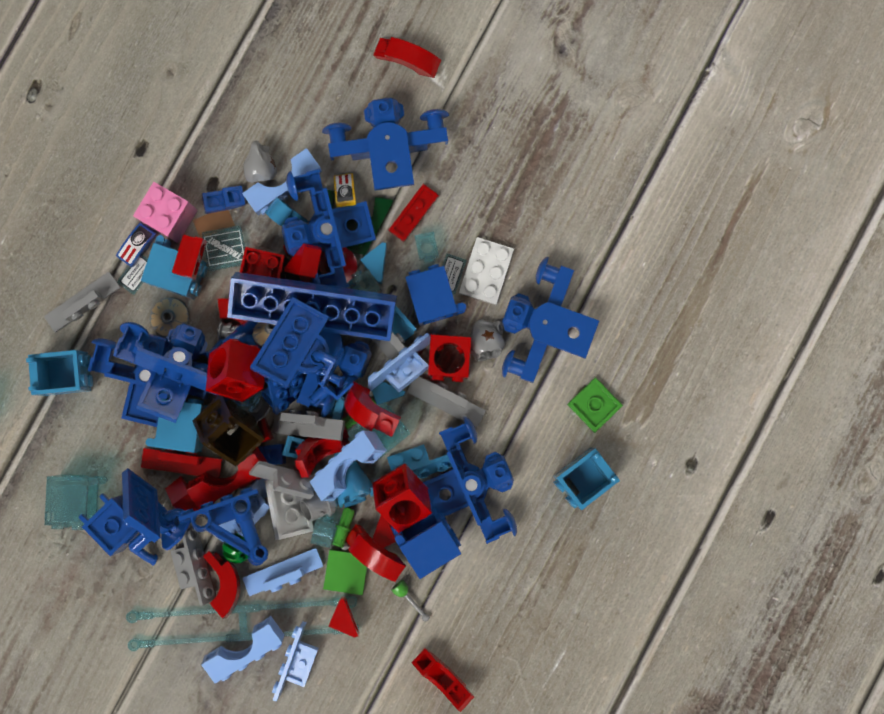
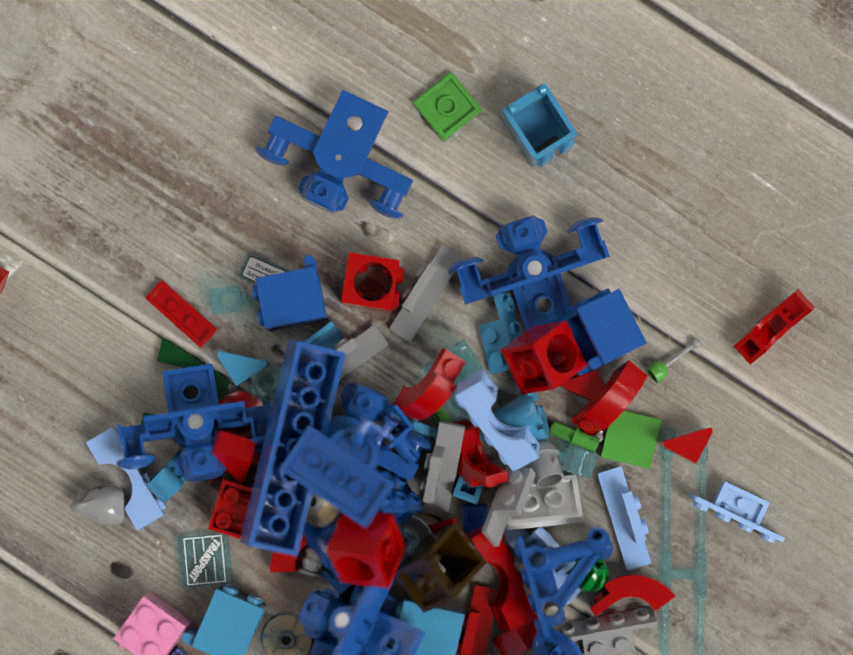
camera: 85 degrees left, 0 degrees up
(189, 256) = (214, 601): red panel -> none
(213, 221) = (168, 572): medium nougat sticker -> none
(223, 200) = (141, 556): blue slope -> none
(223, 662) = (732, 603): light blue arch -> none
(344, 190) = (144, 398): slope -> none
(386, 393) = (407, 371): dark azure slope -> none
(388, 141) = (88, 336): blue piece -> none
(404, 367) = (380, 341): light blue bracket -> none
(486, 271) = (264, 227): white plate -> none
(486, 340) = (353, 234): light grey piece -> none

